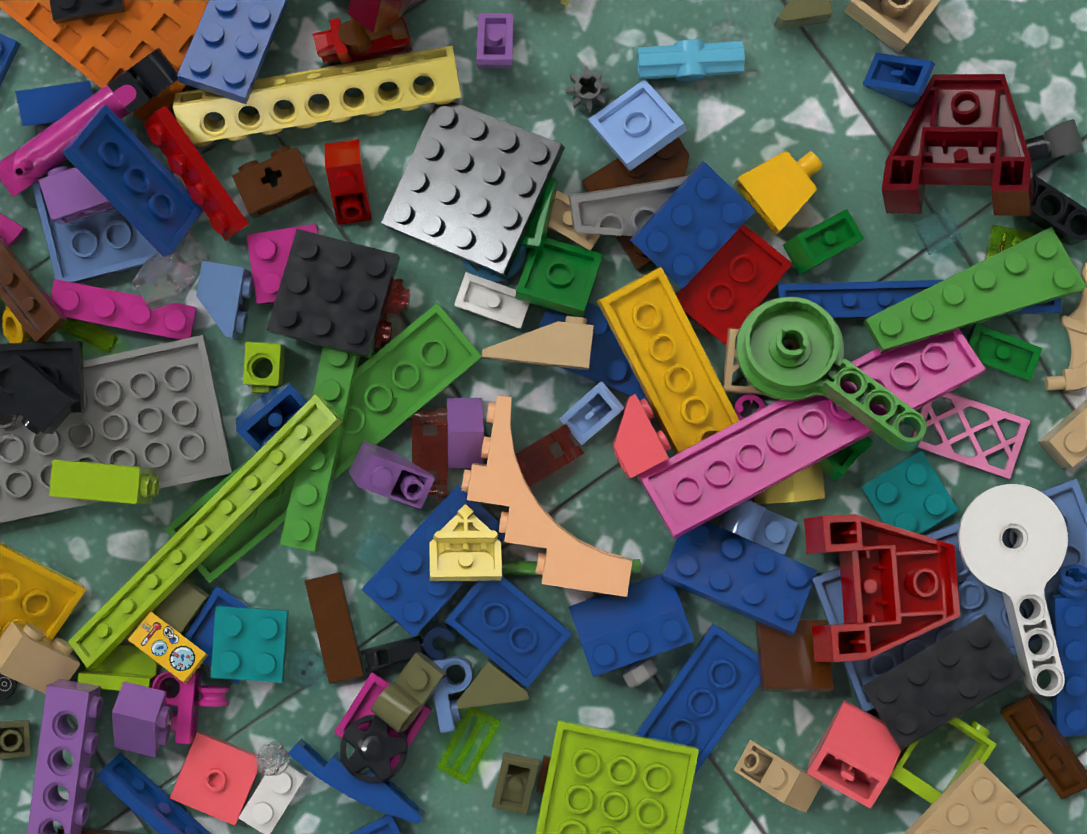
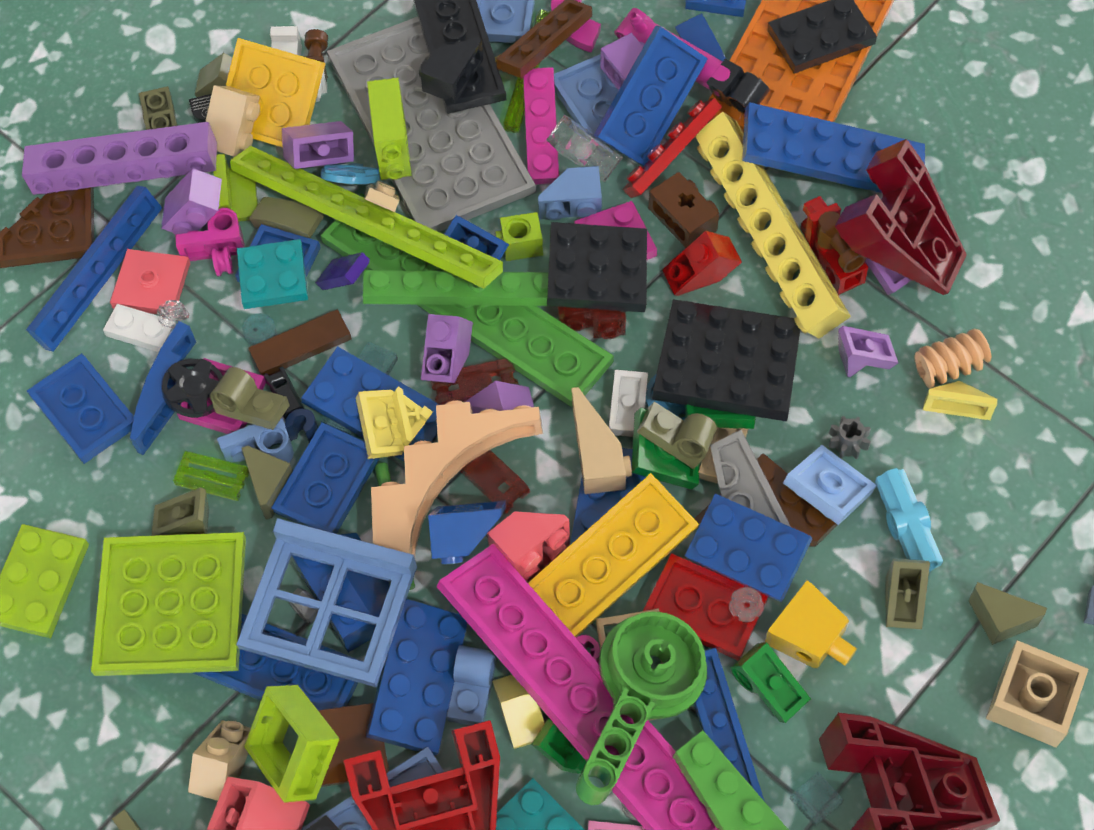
camera: 80 degrees right, 25 degrees down
(93, 565) = (318, 144): none -> medium lavender brick
(138, 536) = (350, 174): none -> dark azure wheel
(168, 647) = (257, 211): yellow tile -> none
(183, 507) = (382, 195): none -> tan plate
(266, 567) = (343, 271): none -> dark purple tile
(557, 257) = (684, 438): none -> olive plate
(592, 413) = (549, 502): light blue slope -> none
(613, 496) = (460, 528): none -> blue slope
(617, 623) = (344, 555): none -> medium blue window
(756, 246) = (750, 596): none -> clear plate
(767, 88) = (906, 593): none -> olive slope
(821, 715) = (302, 773): none -> lime window
(899, 77) = (960, 721): blue slope -> none

